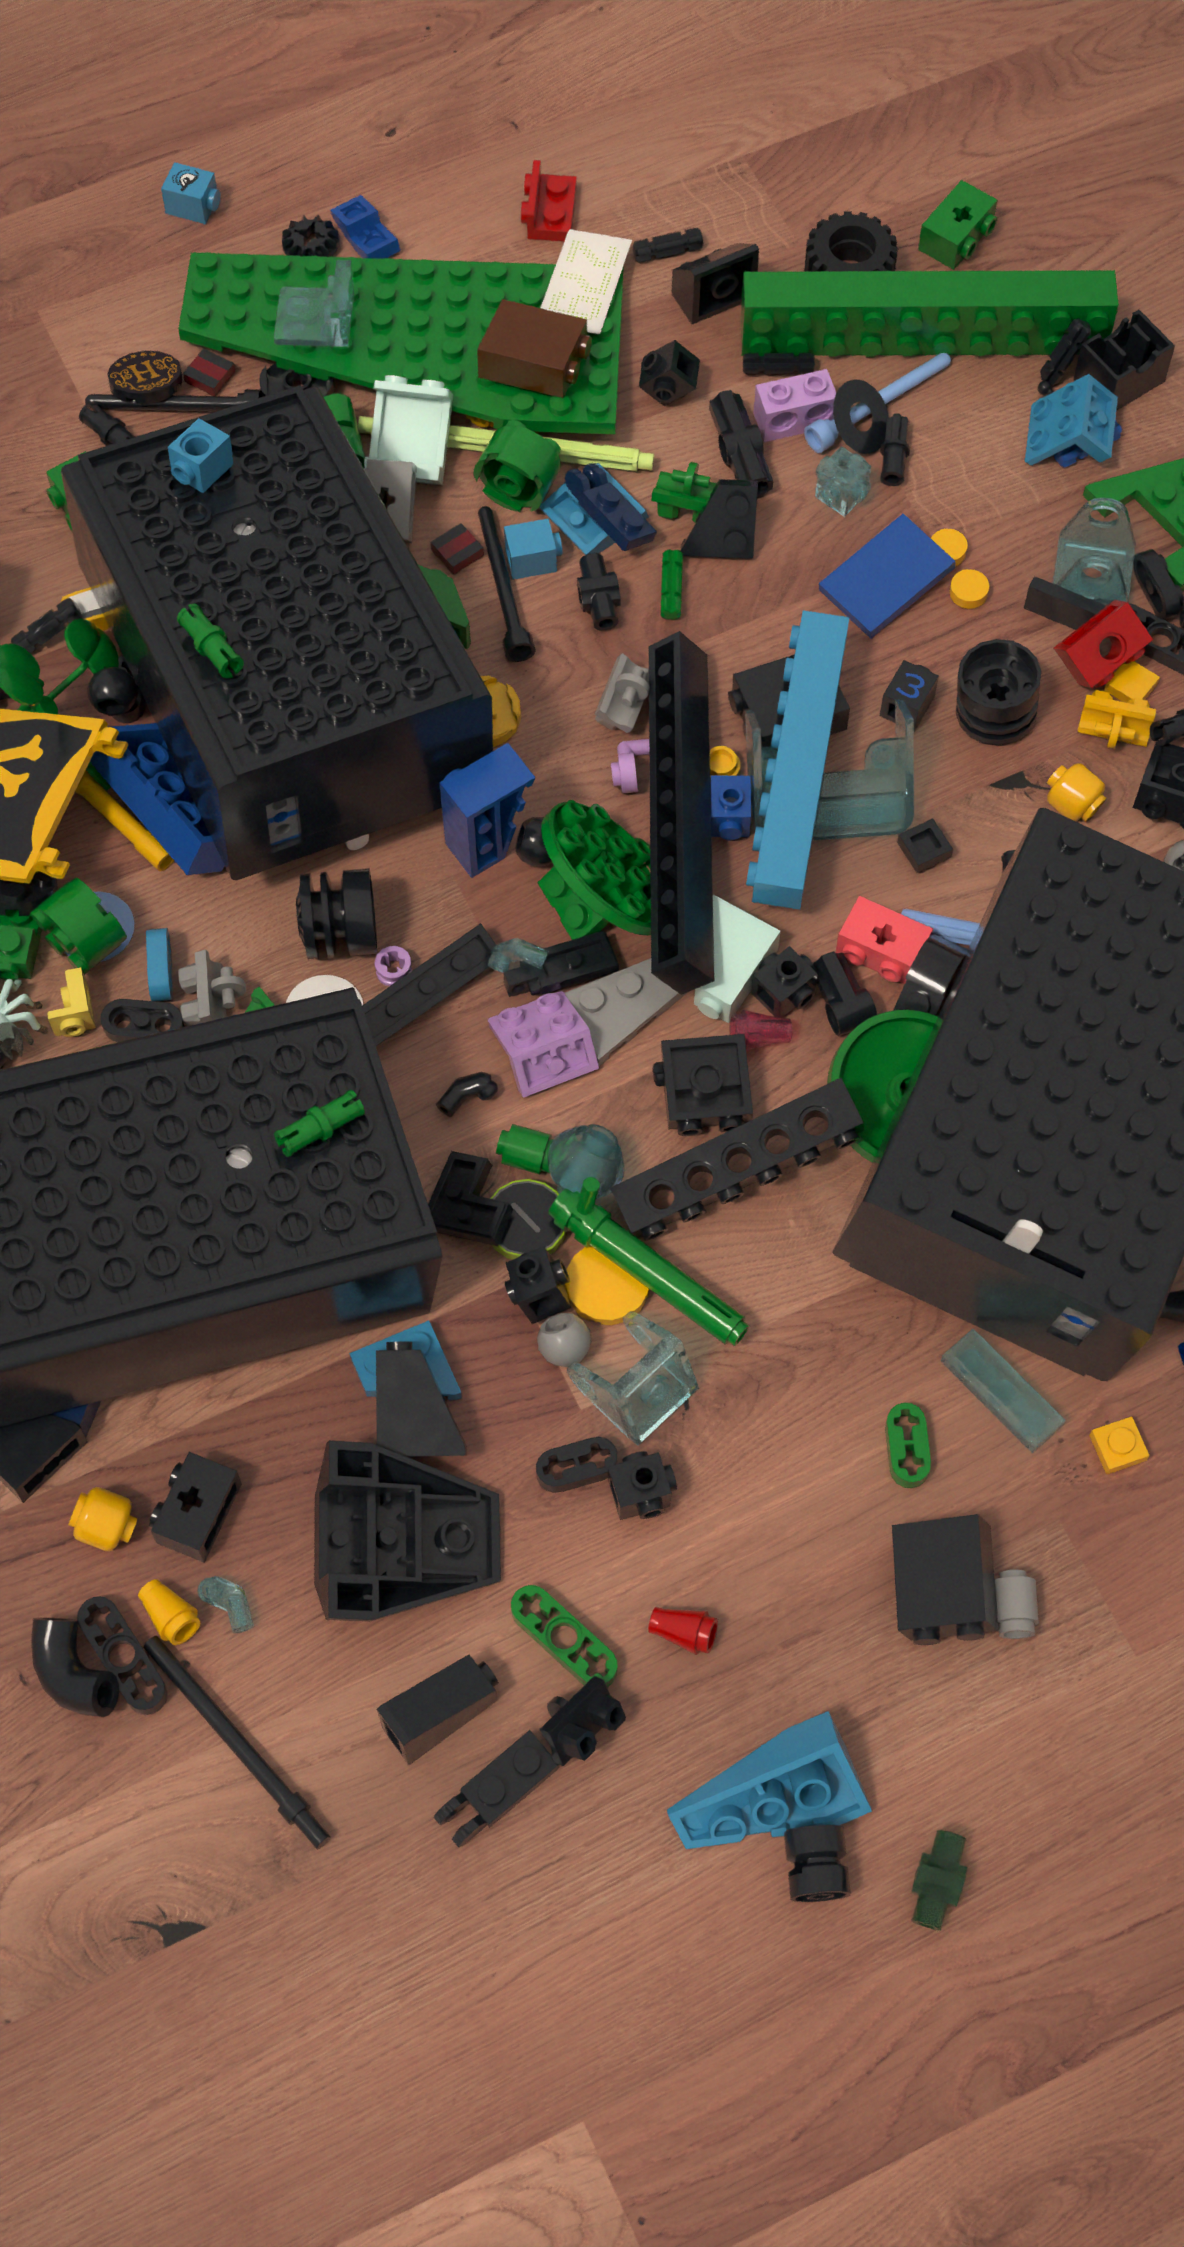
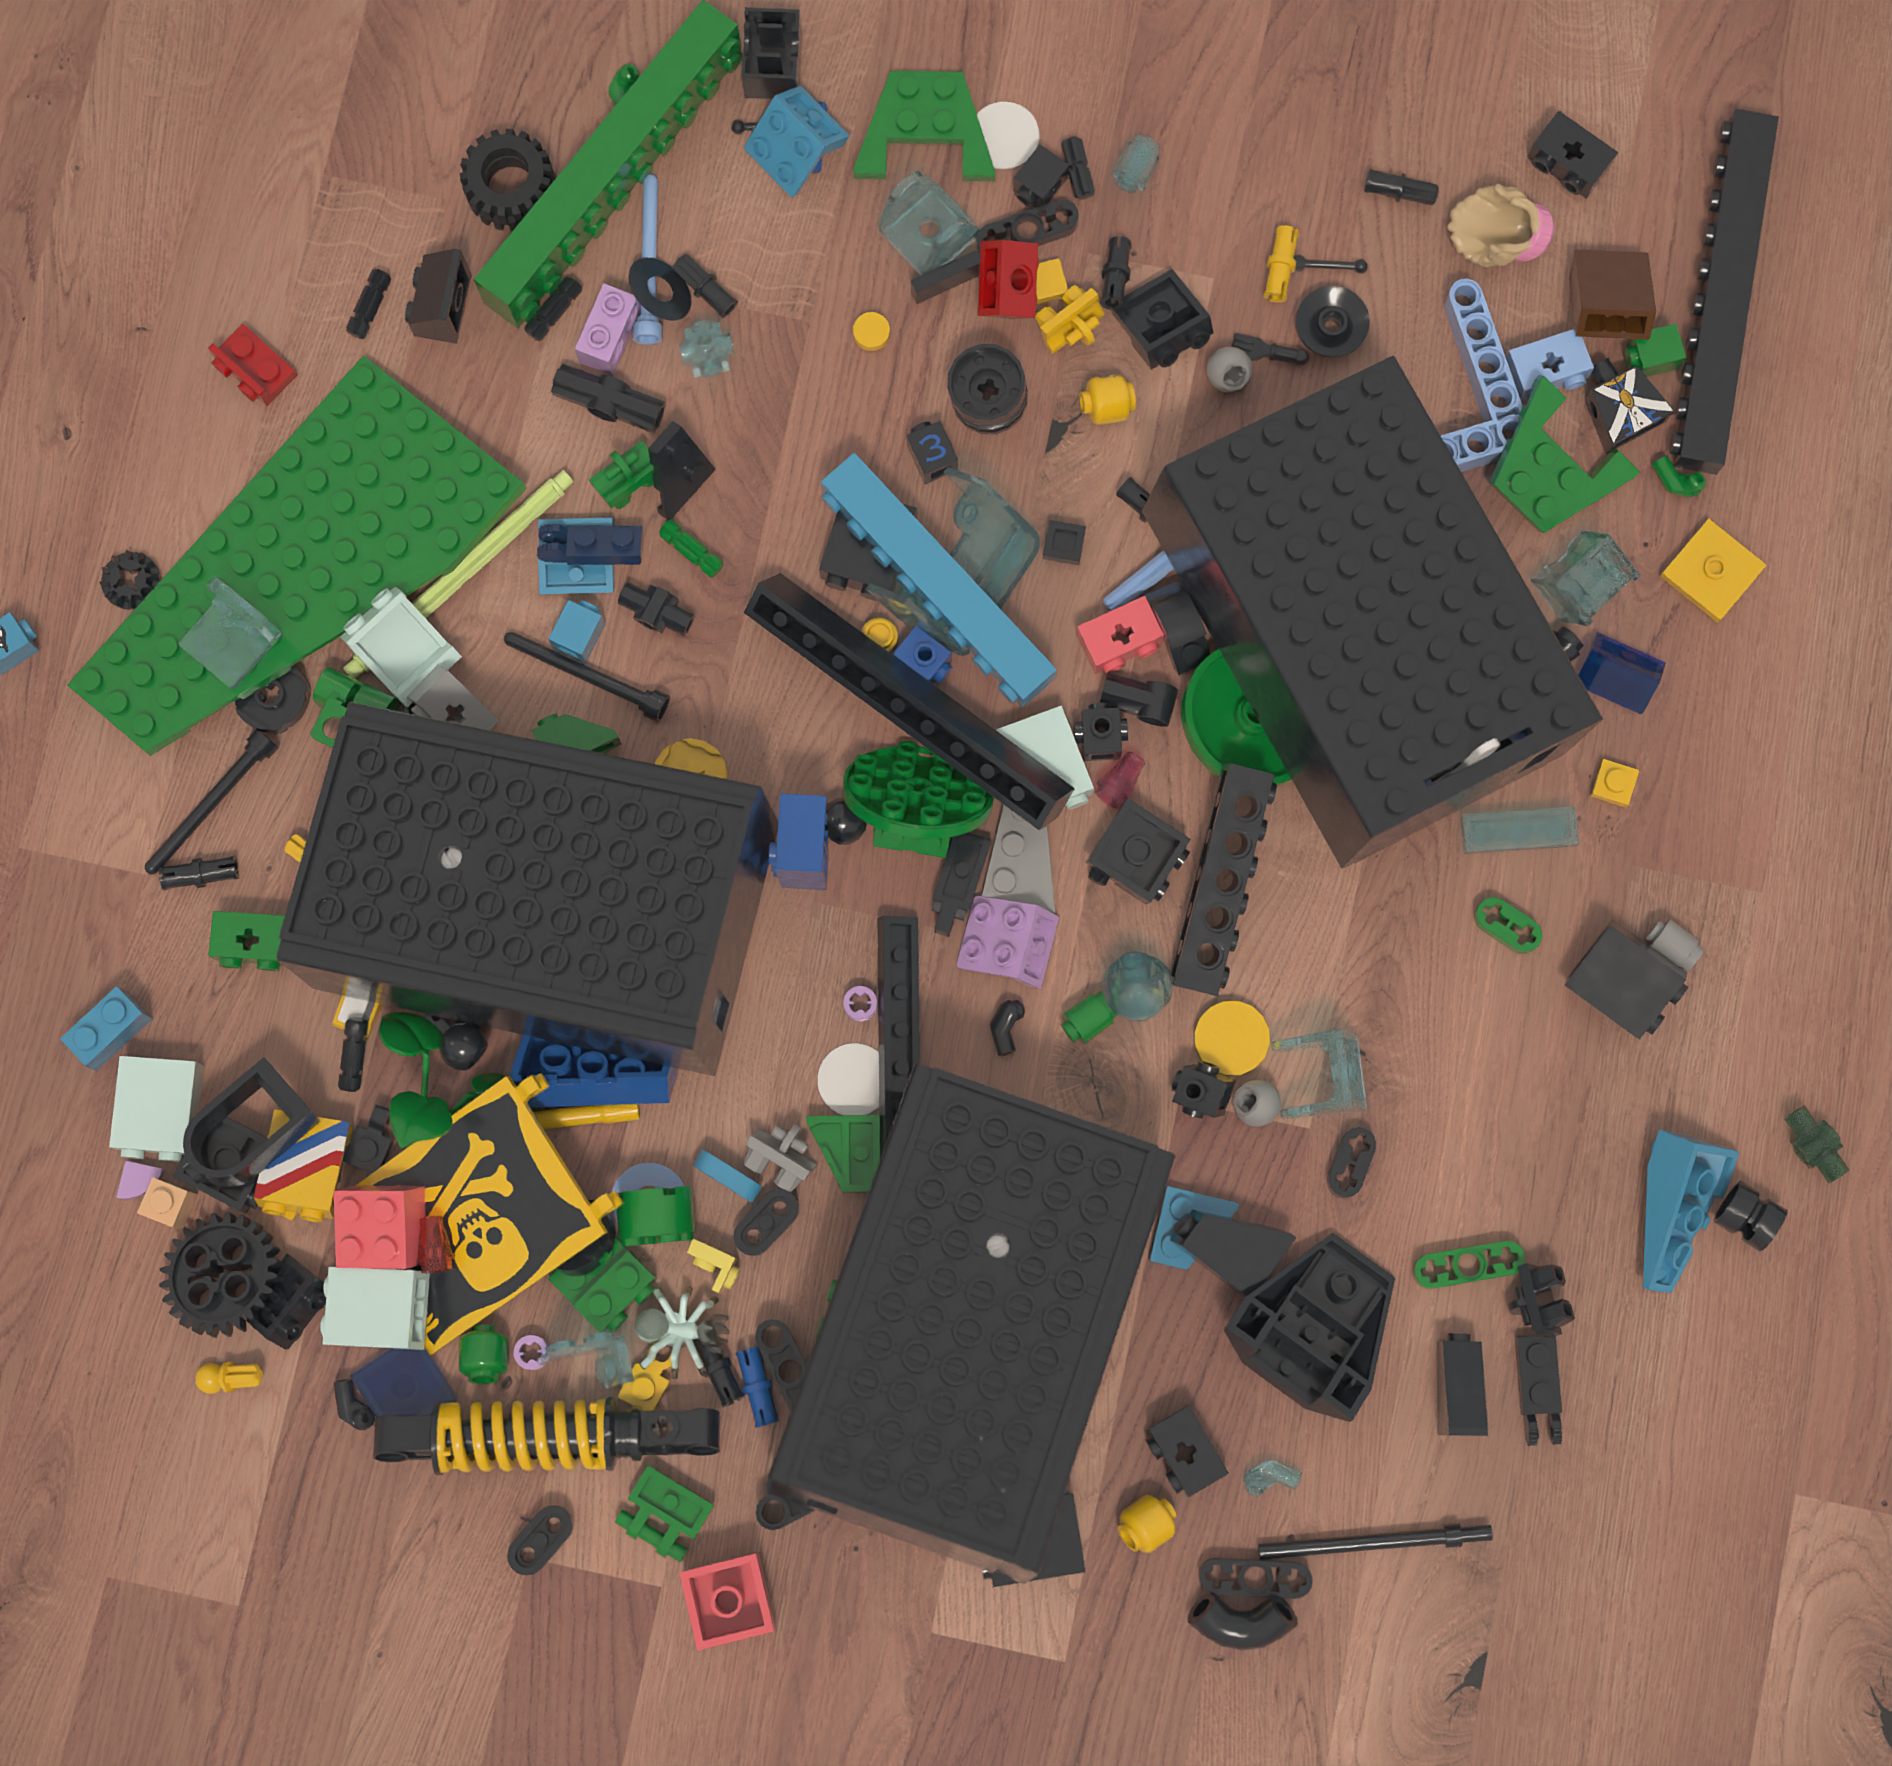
camera: 50 degrees left, 15 degrees up
(145, 377) = (167, 810): black tile -> none
(170, 1613) = (1249, 1524): yellow cone -> none
(200, 455) = (355, 835): dark azure brick -> none
(209, 372) = (199, 754): tile -> none
(210, 640) = (556, 963): green pin -> none
(319, 1123) = (1020, 1170): green pin -> none
(337, 914) = (796, 1015): black wheel -> none
(363, 229) = (155, 529): blue slope -> none
(457, 548) = (527, 685): tile -> none
(458, 1204) = (1095, 1100): black tile -> none
(516, 950) = (929, 905): clear light blue arm -> none
(518, 467) = (501, 586): green brick -> none
(530, 1223) = (1140, 1059): black tile -> none
(533, 348) = (409, 494): reddish brown brick -> none
(586, 276) = (359, 399): white sticker -> none
(595, 1228) = (1193, 1017): green cylinder -> none
(623, 695) = (767, 661): light grey hips -> none
(625, 771) = (831, 710): lavender plate -> none
(641, 1485) = (1396, 1141): black brick -> none
(669, 373) = (502, 402): black brick -> none
(685, 1628) = (1526, 1178): red cone -> none
(887, 575) = (814, 383): blue tile -> none
(952, 543) = (823, 317): yellow tile -> none
(958, 225) = (532, 48): green brick -> none
(1065, 351) = (730, 90): black axle -> none
(1157, 585) = (992, 197): black plate -> none

